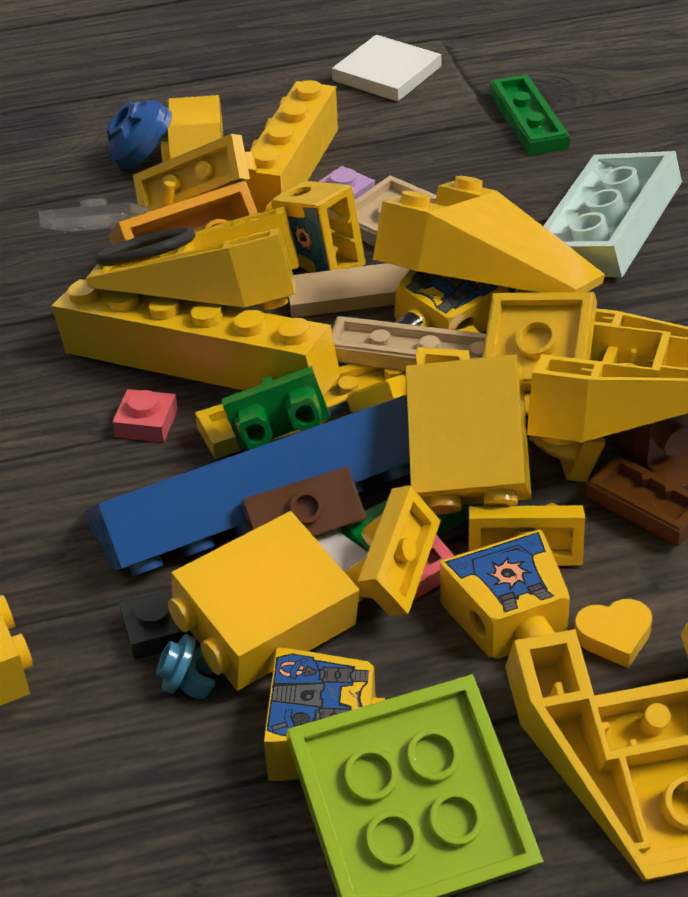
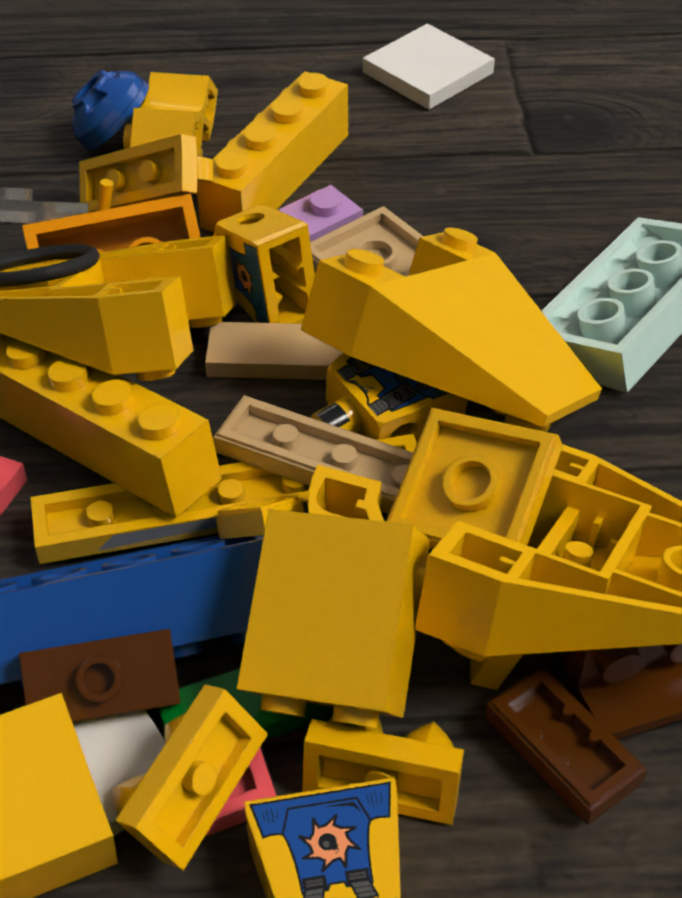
camera: 10 degrees right, 5 degrees up
(276, 408) = (113, 520): green hips -> none
(529, 115) = (577, 151): green tile -> none

